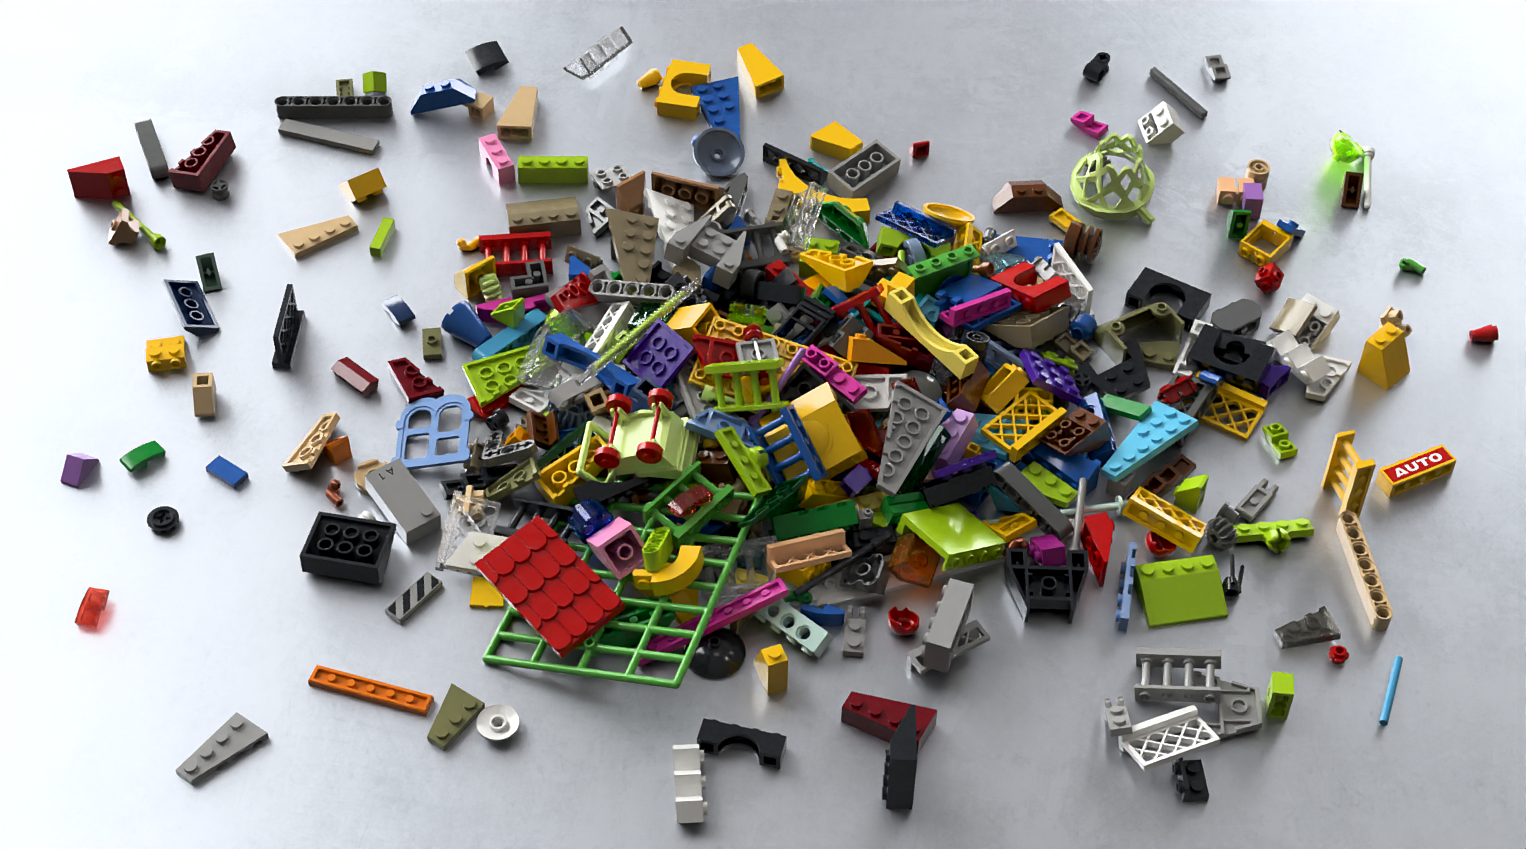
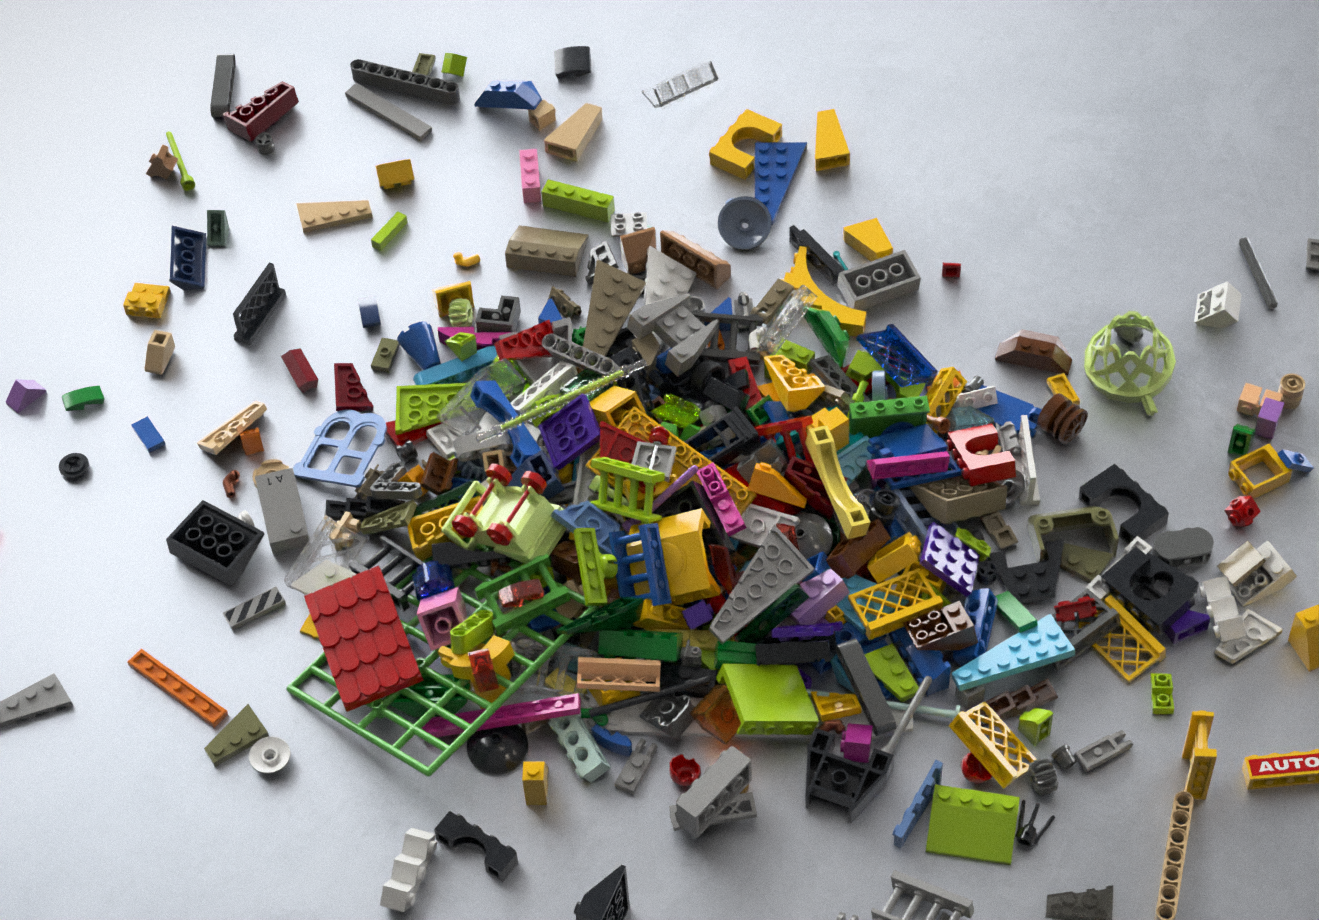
camera: 25 degrees right, 5 degrees up
(100, 180) = (161, 107): red slope -> none
(516, 242) = (506, 269): red fence -> none
(649, 79) = (717, 124): yellow cone -> none
(689, 577) = (483, 670): none -> clear red slope
(721, 209) = (711, 288): dark tan plate -> none
(737, 189) = (734, 282): dark grey brick -> none
(882, 717) = (607, 855): dark red wedge -> none
(948, 214) = (941, 350): yellow dish -> none
(1083, 326) = (1019, 511): blue head -> none
(1086, 123) = (1142, 285): dark pink slope -> none
(1097, 67) = (1184, 222): black piece -> none
(1097, 539) = (915, 745): red slope -> none
(1211, 379) = (1112, 608): blue slope -> none
(1274, 533) = (1101, 792): lime plate -> none

